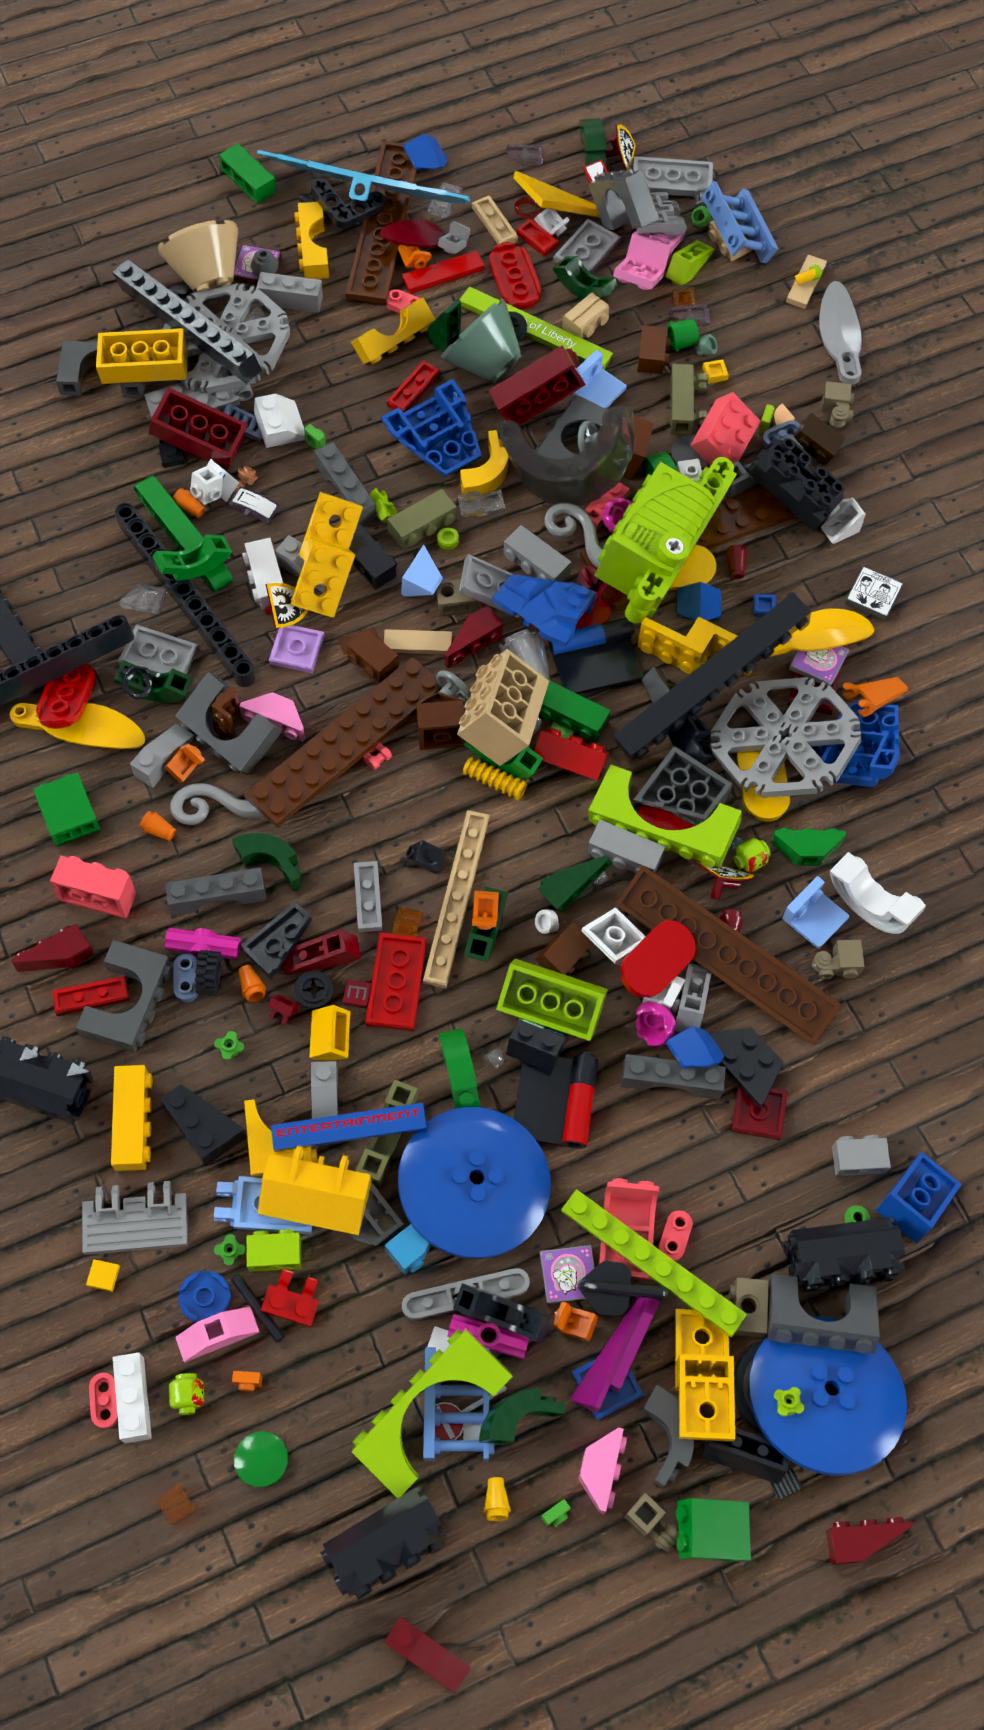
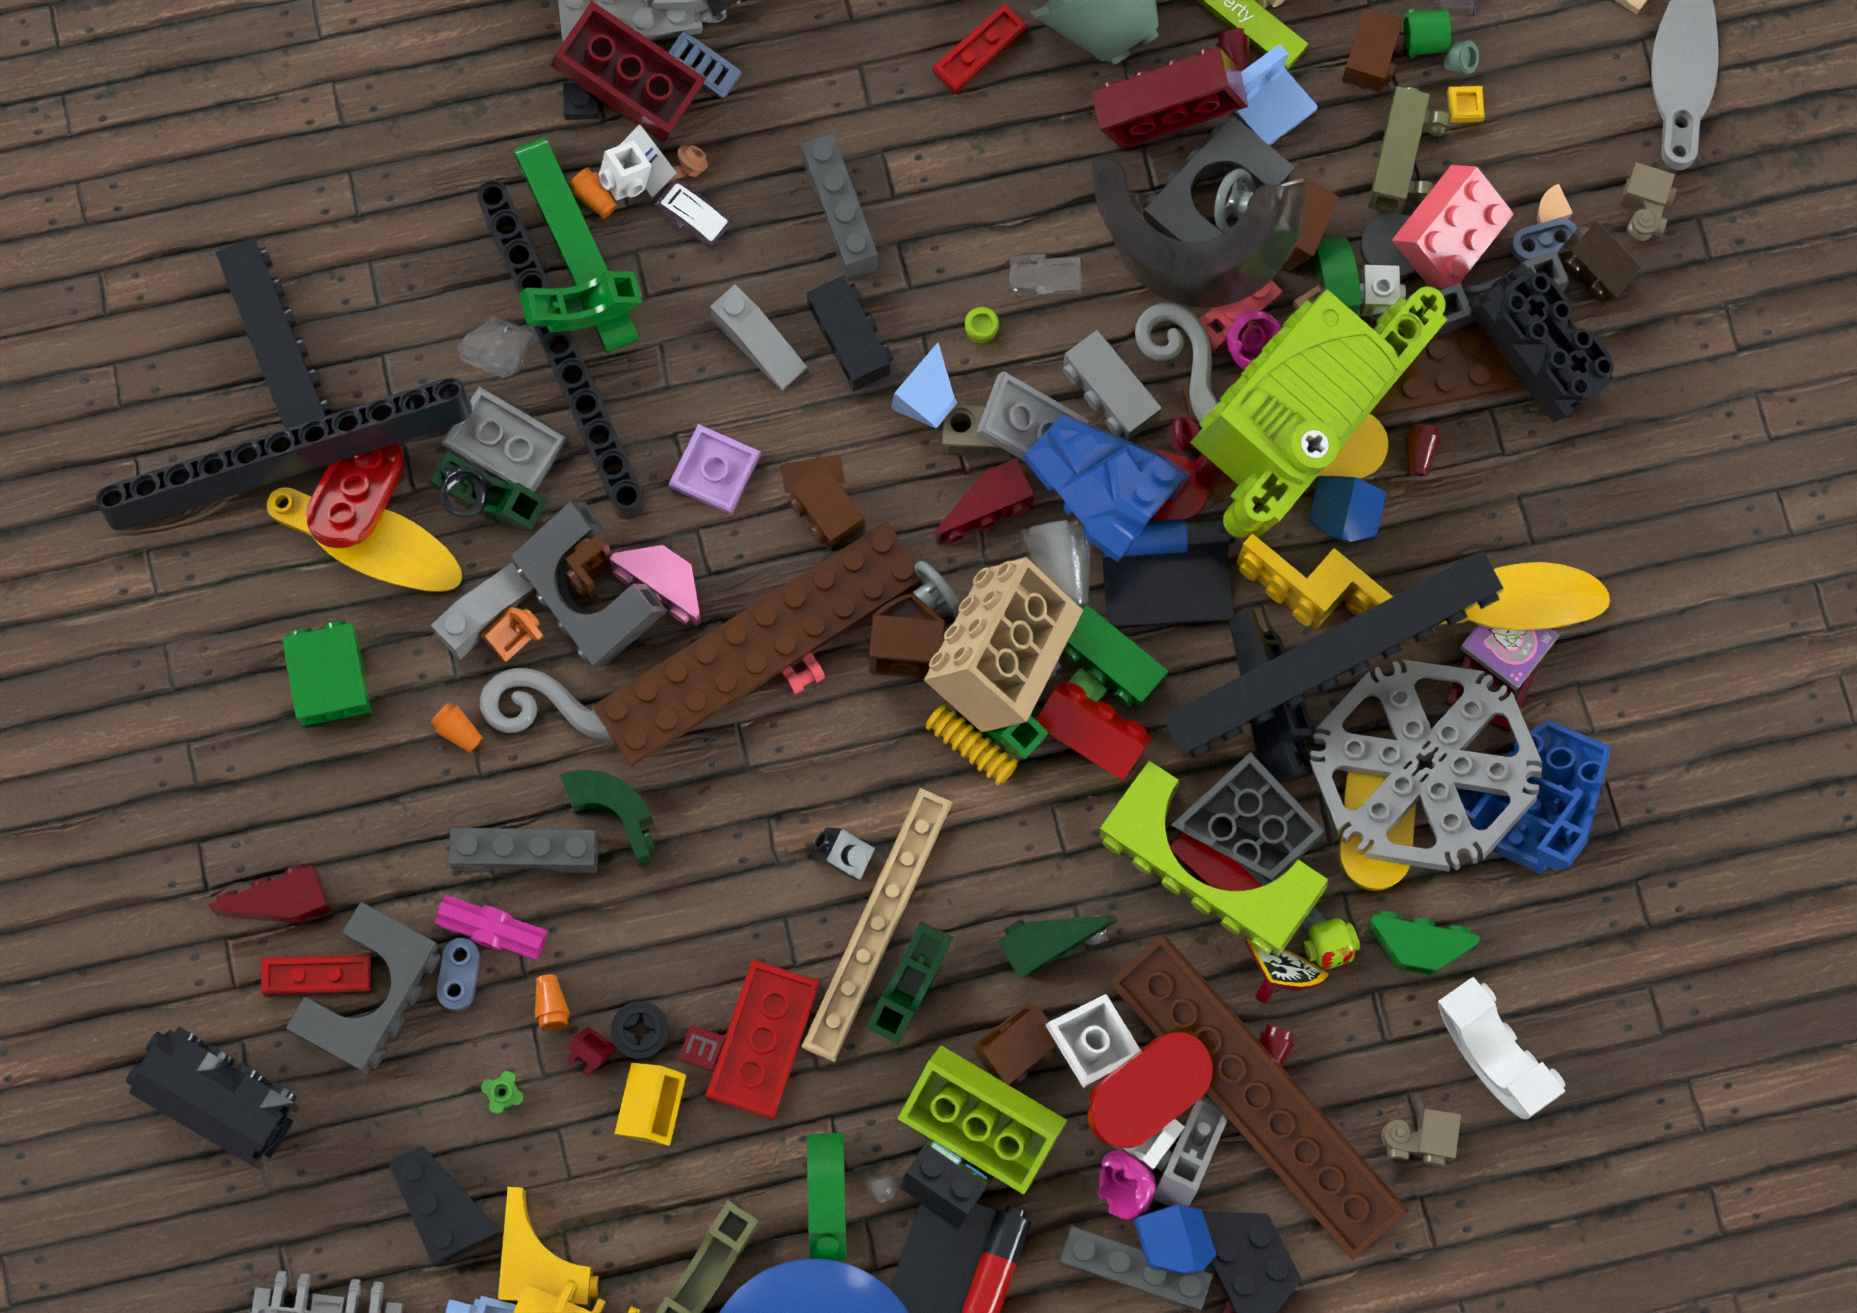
camera: 10 degrees right, 10 degrees up
(93, 886) = (346, 811): coral brick -> none
(130, 1118) = (342, 1178): yellow brick -> none
(208, 972) = (490, 978): black tyre -> none
(263, 568) = (688, 337): white brick -> none
(277, 939) = (600, 942): black wing -> none
(278, 420) = (758, 75): white slope -> none
(280, 607) = (711, 399): shield -> none
(314, 437) = (808, 114): bright green plate -> none
(323, 952) = (661, 977): dark red slope -> none
(324, 1089) = (623, 1207): light grey slope -> none
(326, 555) = (785, 333): yellow bracket -> none
(348, 1127) = (648, 1260): blue tile -> none
(367, 896) = (745, 899): light grey plate -> none
(383, 507) = (893, 259): lime plate -> none
(407, 922) = (797, 949): clear orange slope -> none
(418, 641) = (900, 493): tan tile -> none
(422, 519) = (947, 287): olive brick -> none
(437, 430) = (1000, 138): blue wedge -> none
(485, 909) = (912, 963): orange bracket -> none
(491, 474) = (1070, 229): yellow arch -> none
(546, 921) = (1002, 990): white tile -> none
(624, 848) = (1142, 898): light grey brick -> none
(762, 604) = (1448, 530): blue tile -> none
(766, 419) = (1526, 209): lime tile -> none
(815, 914) = (1405, 1058): light blue bracket -> none
(844, 521) = (1606, 412): white slope -> none
(874, 593) = (1624, 541): tile -> none
(876, 693) = (1585, 715): orange flag -> none

